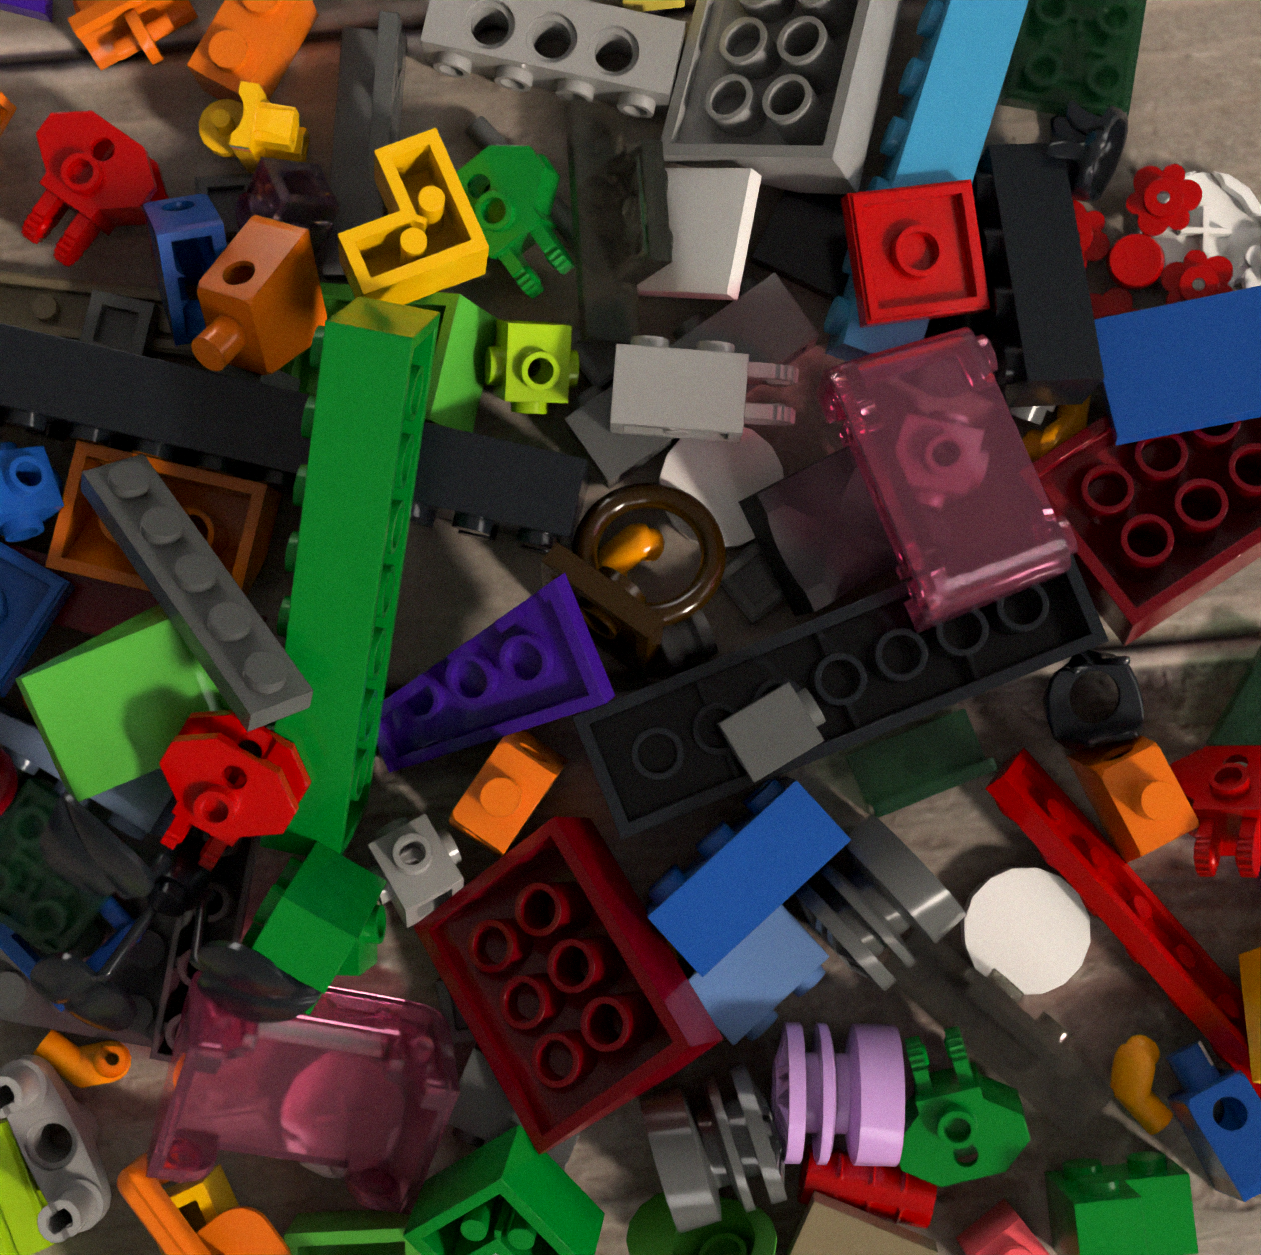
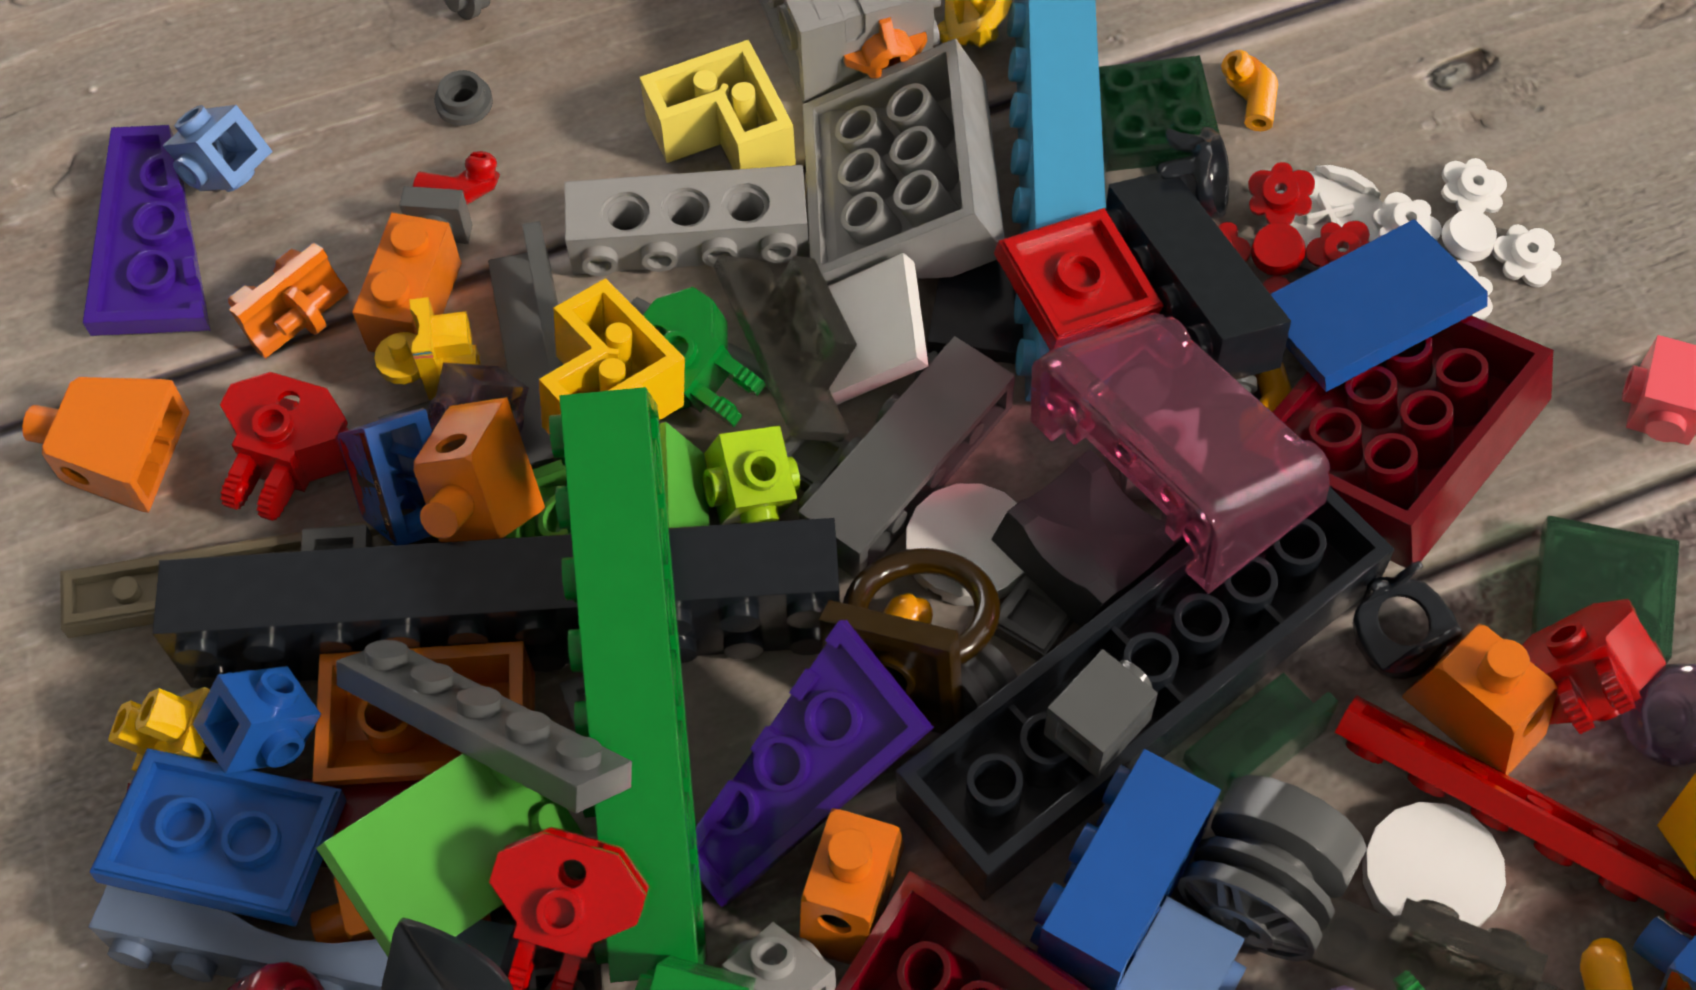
camera: 15 degrees left, 25 degrees down
(692, 391) = (916, 444): light grey hinge -> none
(1191, 52) = (1255, 84): none -> light orange arm

